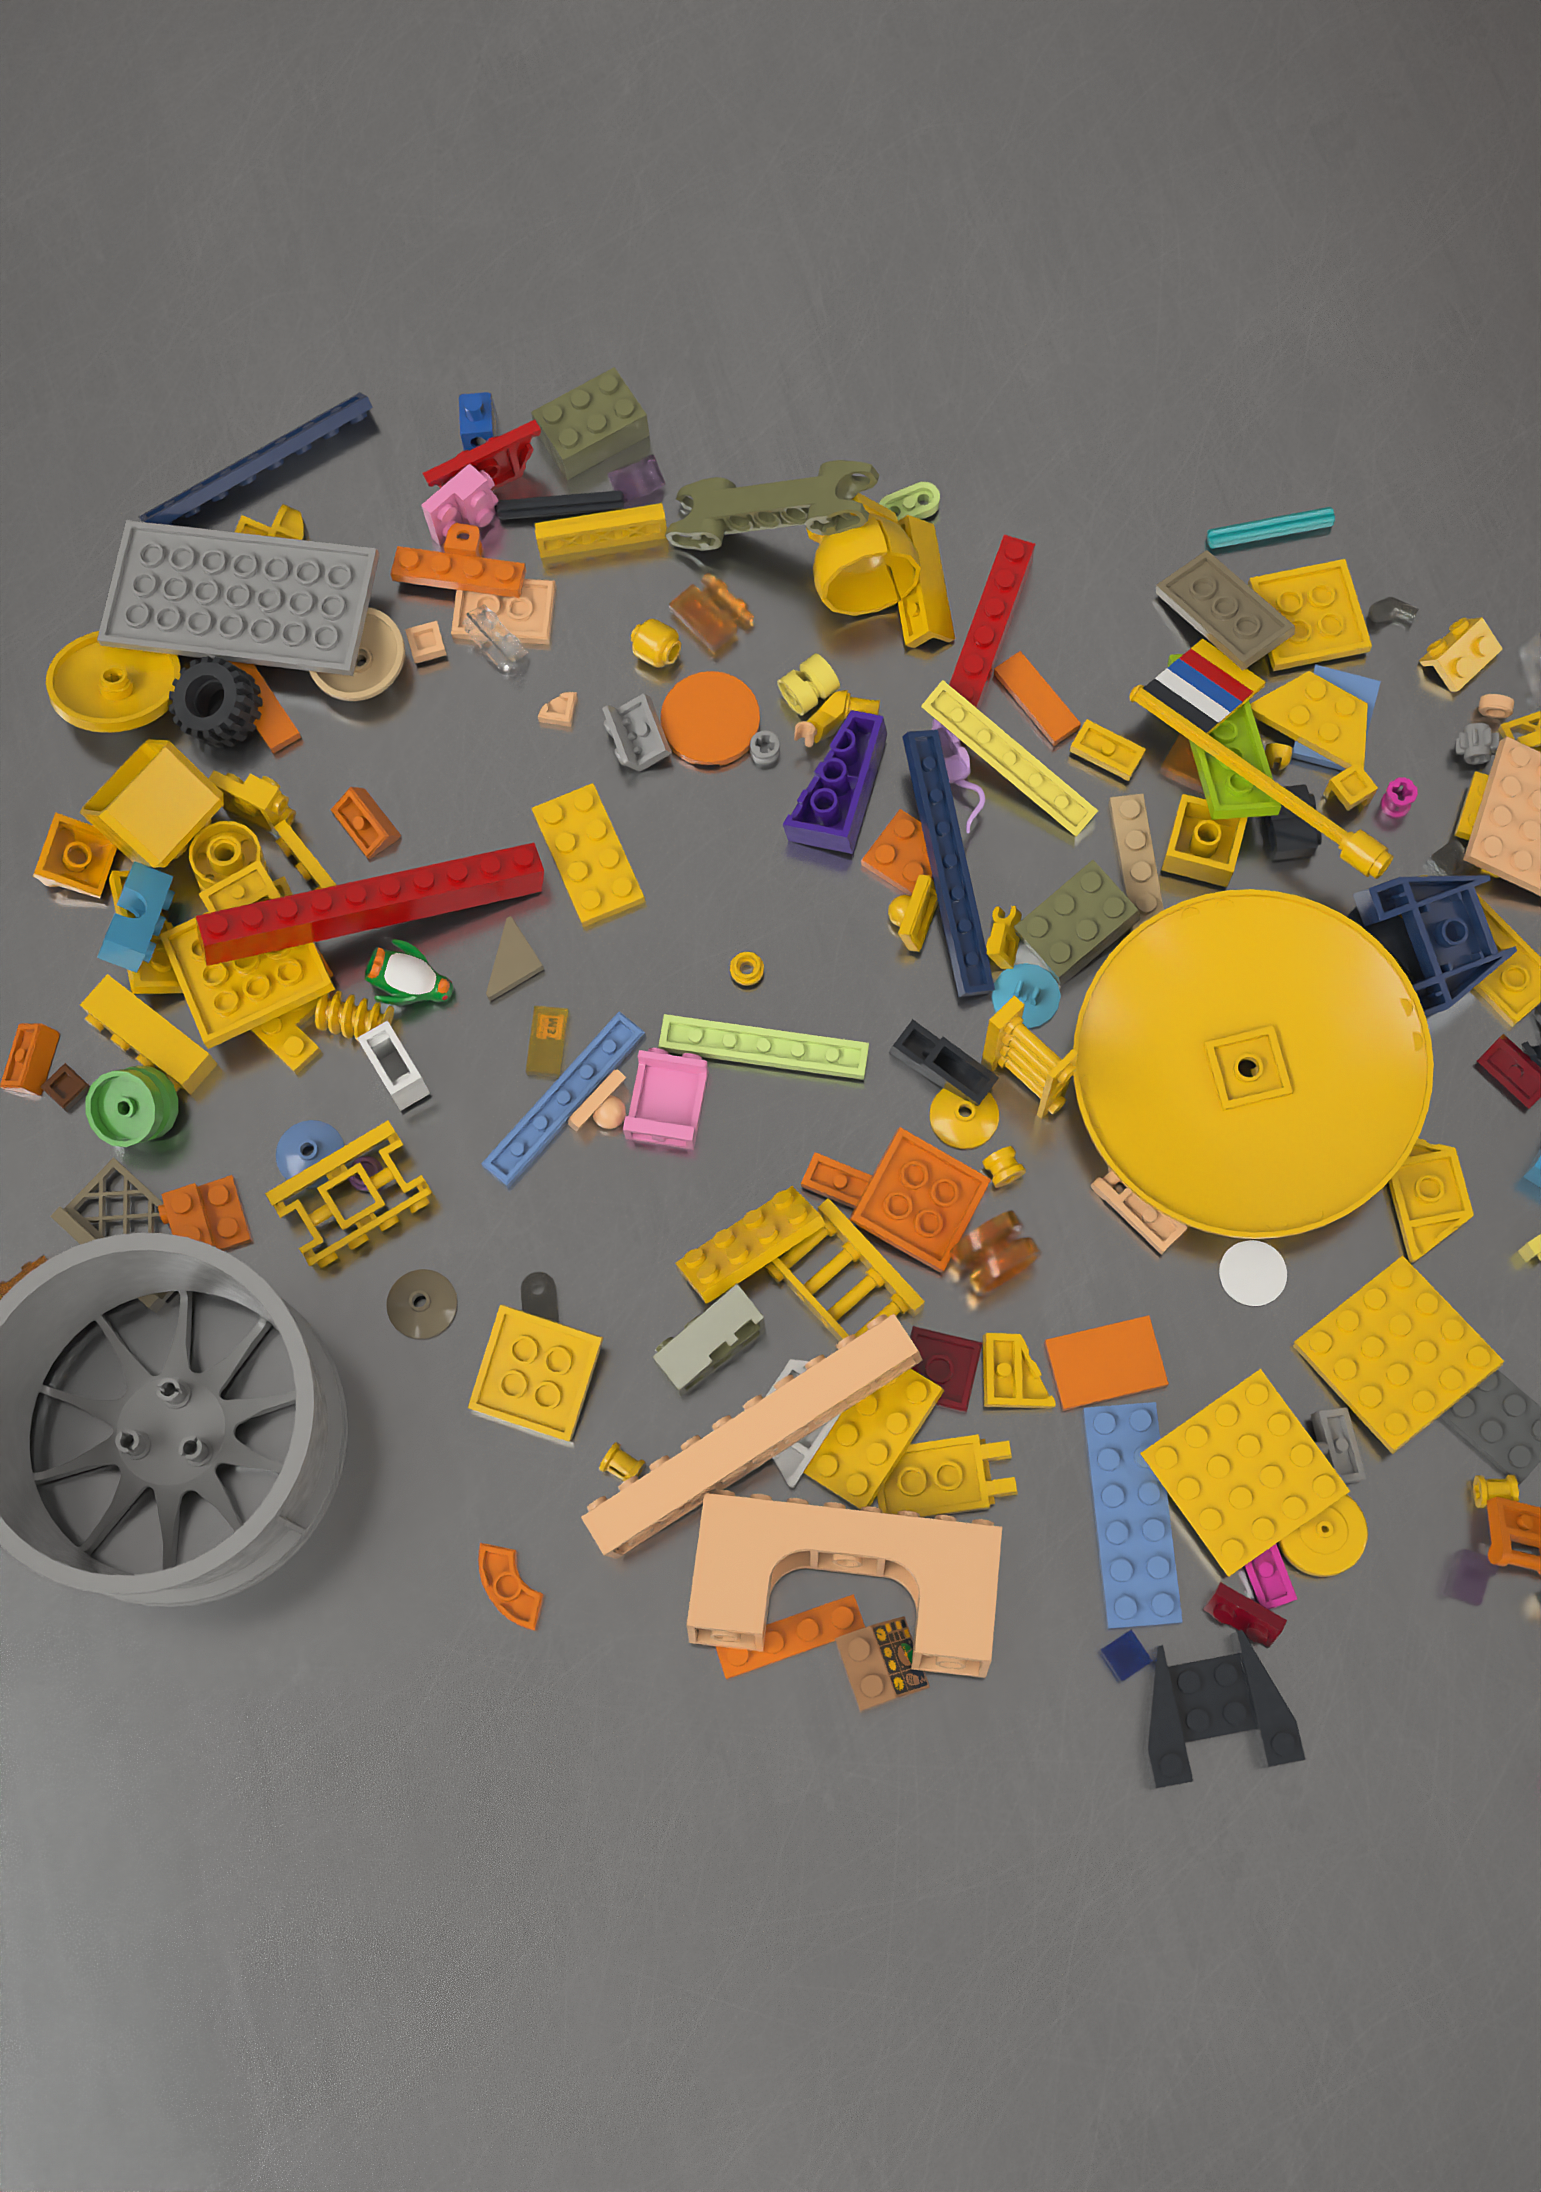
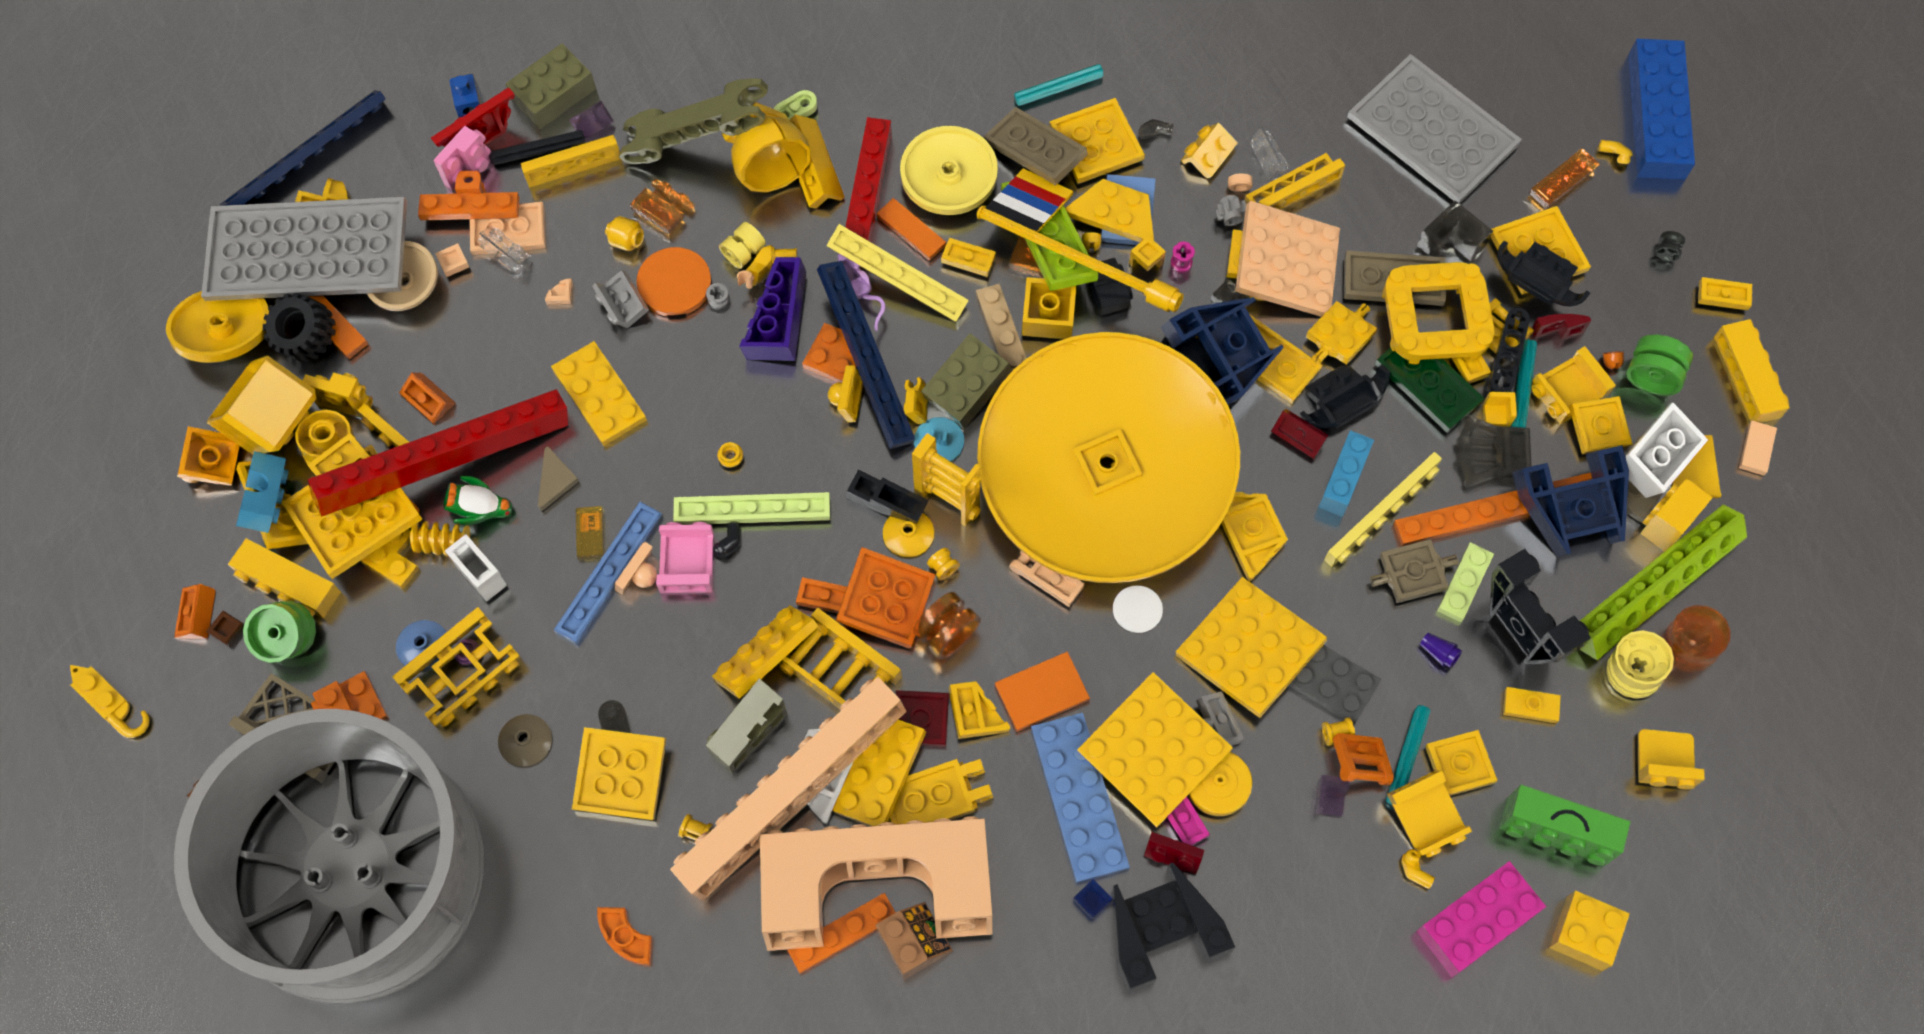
camera: 15 degrees left, 5 degrees down
(728, 1088) = (730, 543): none -> black arm
(1101, 625) = (948, 170): none -> light yellow dish

